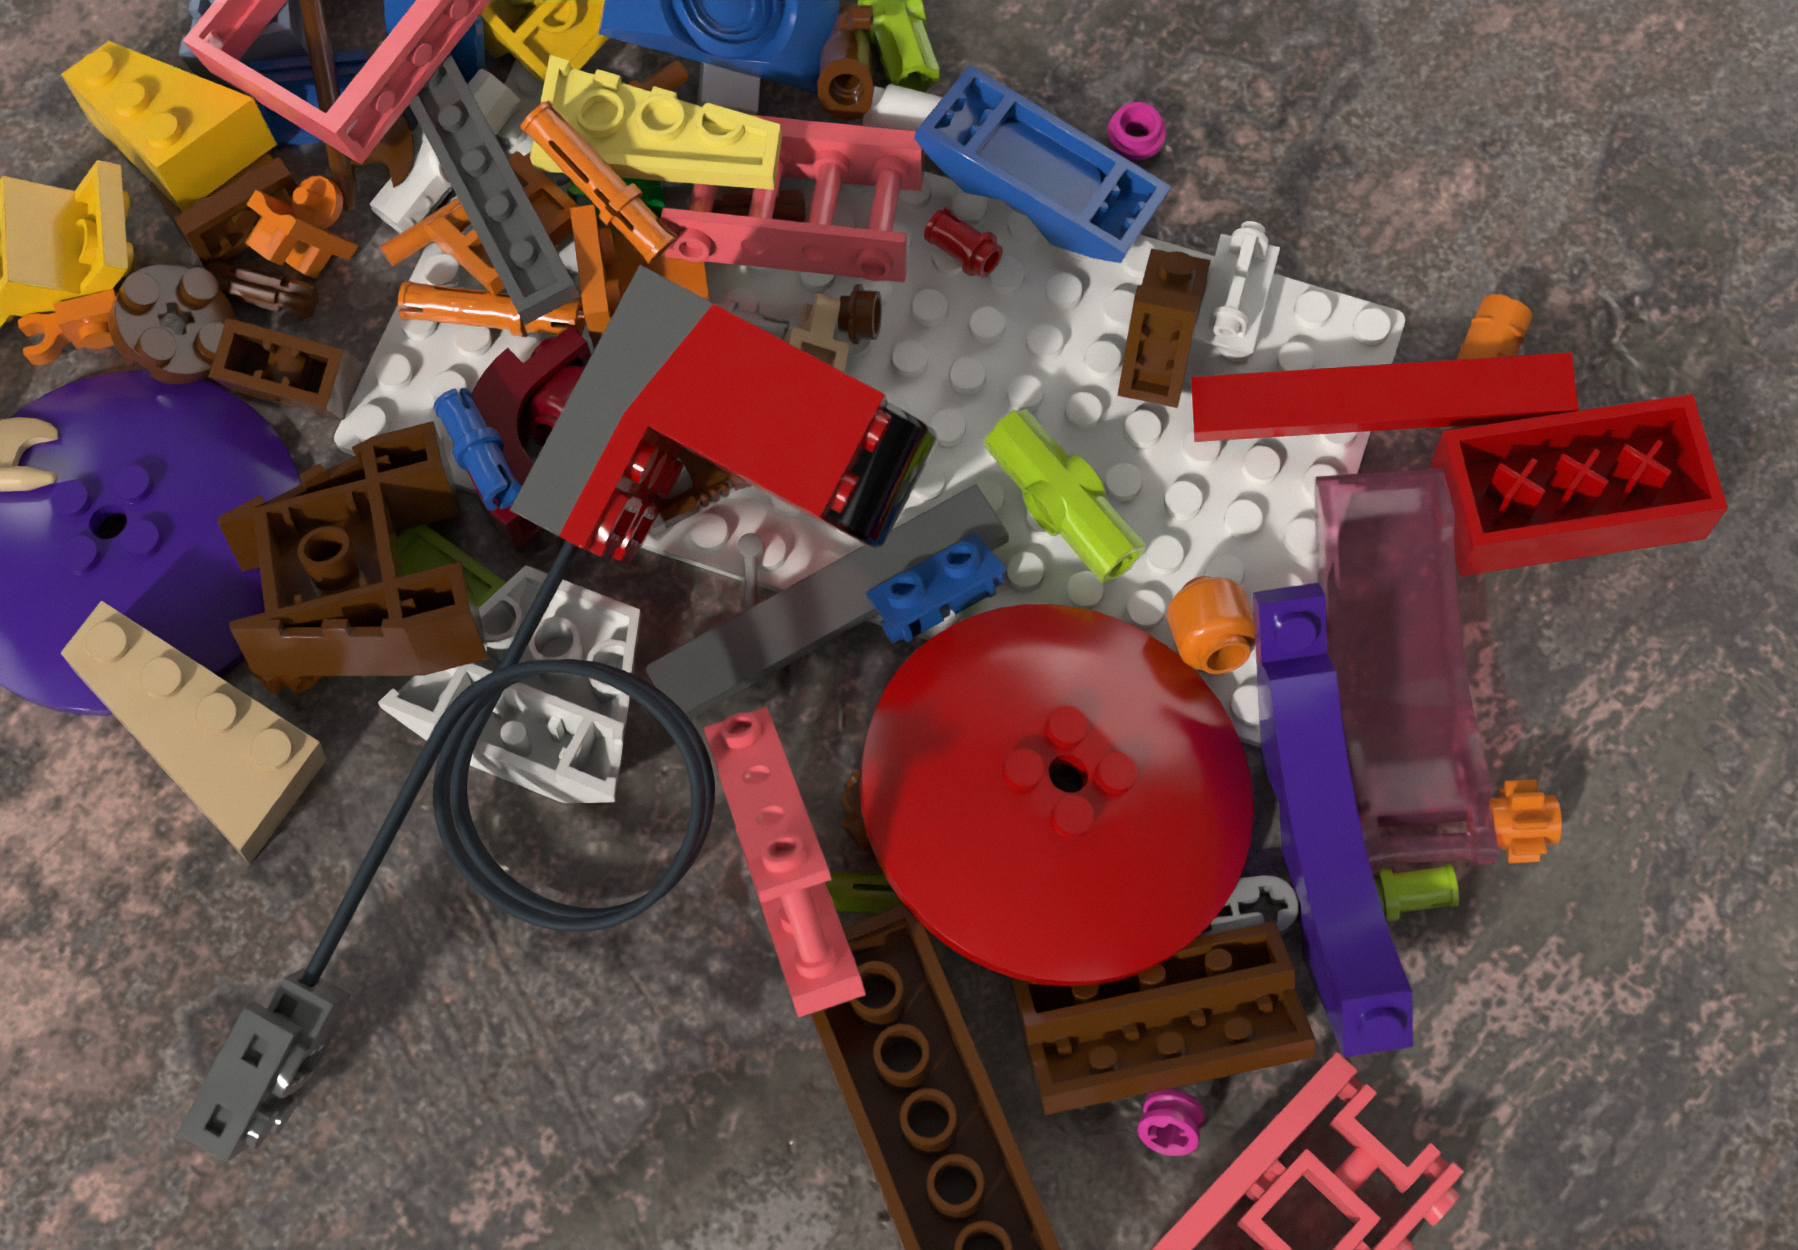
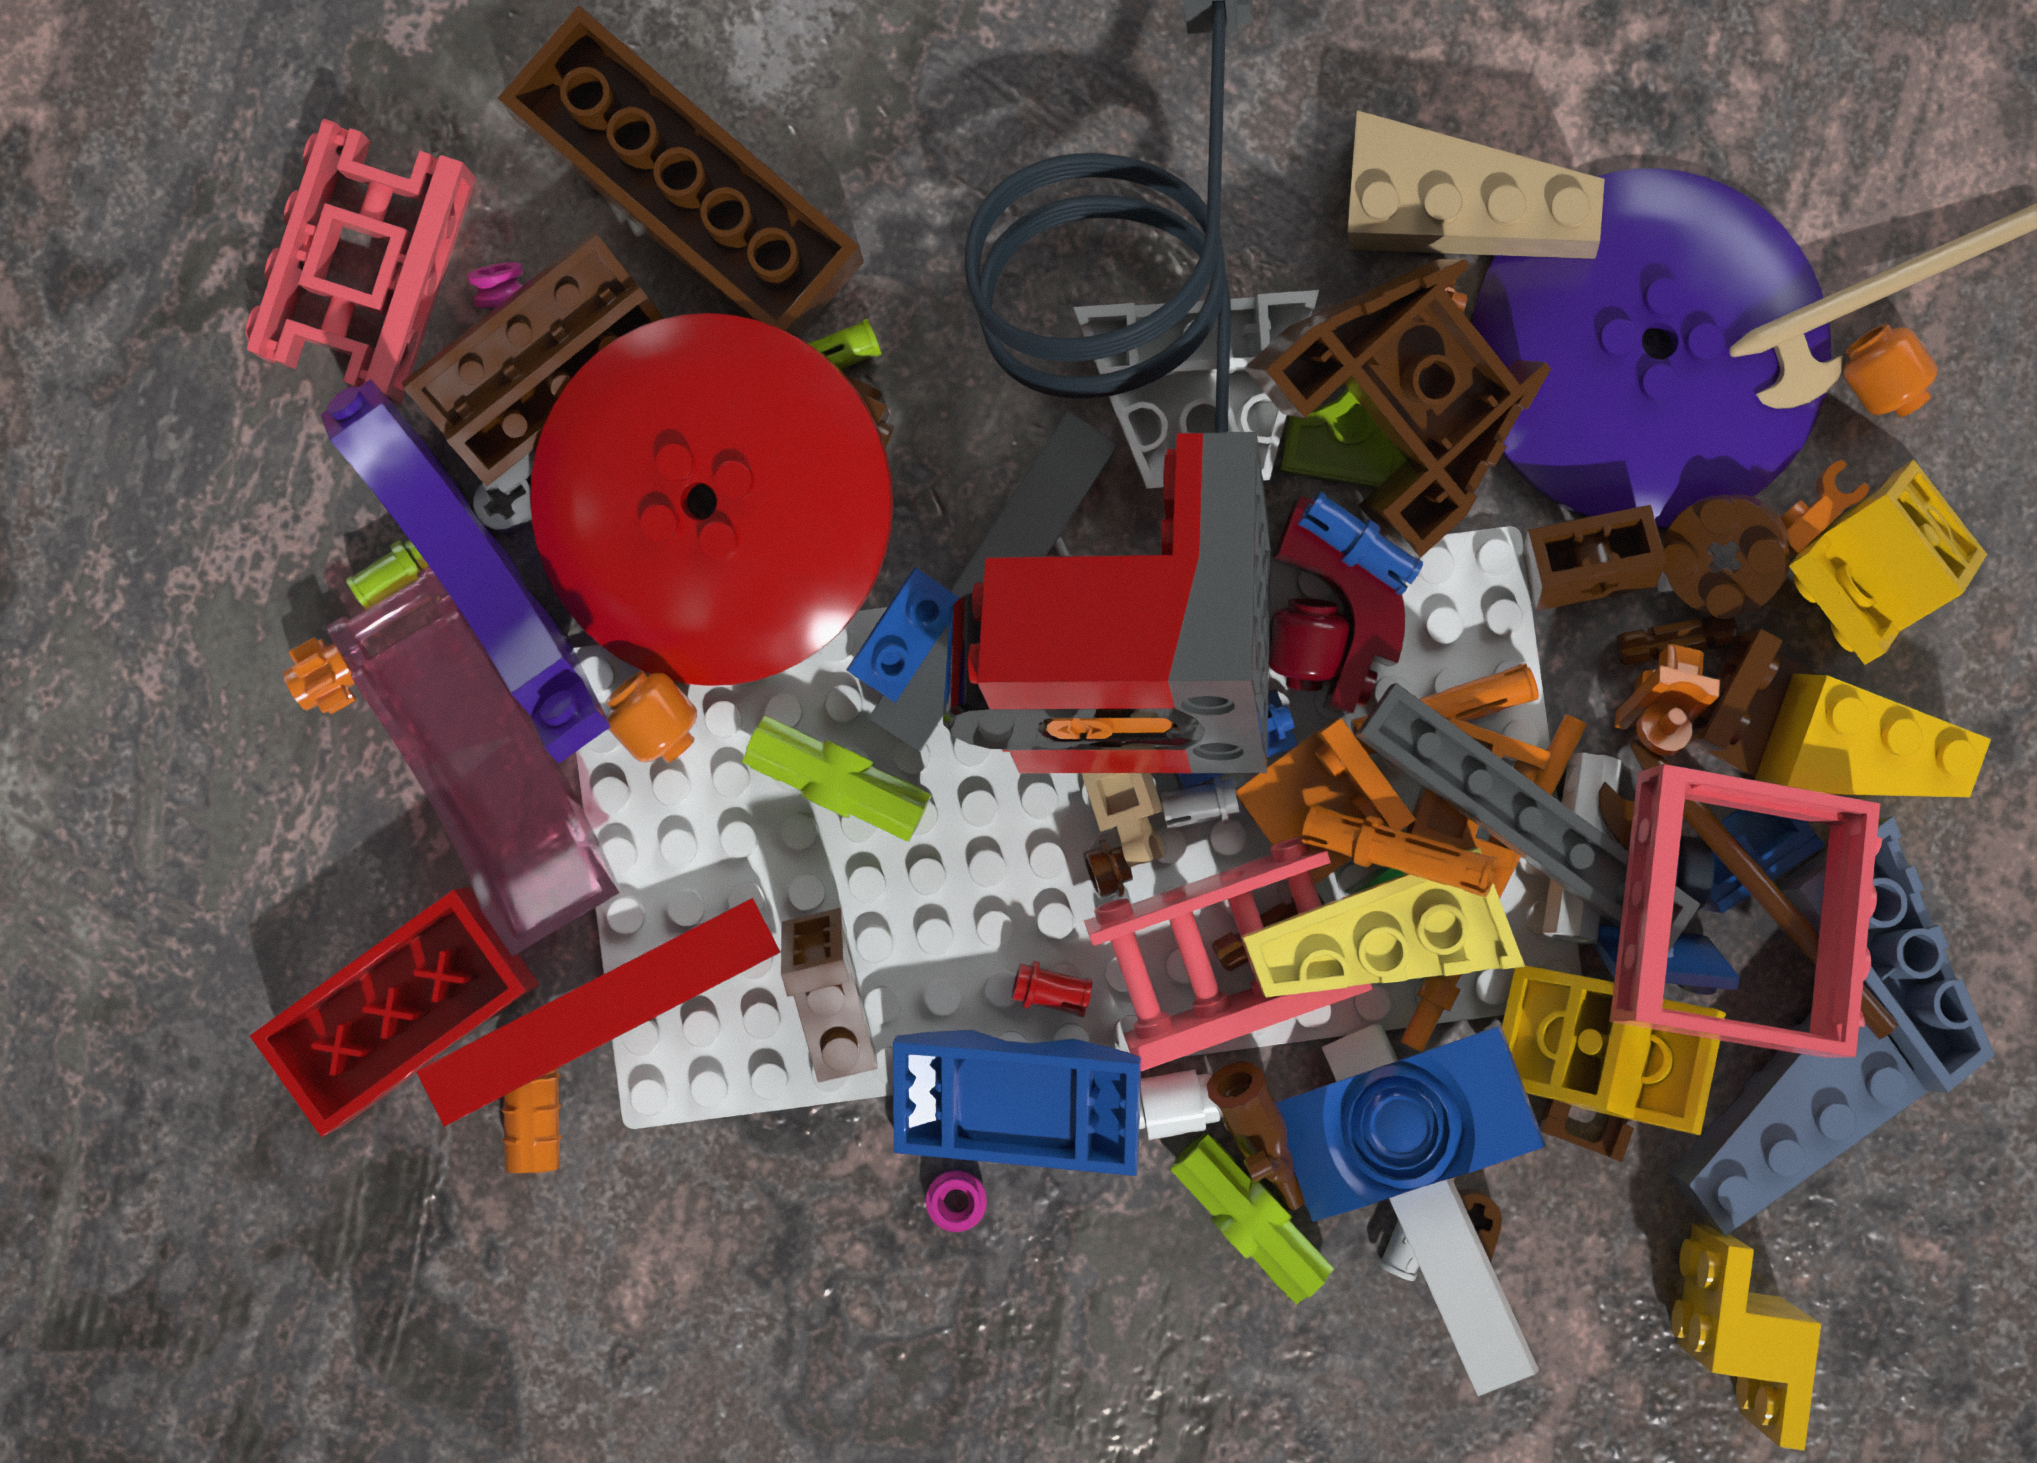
camera: 145 degrees right, 20 degrees up
(784, 861) = (892, 300): coral fence -> none
(1237, 289) = (780, 1064): white hinge -> none

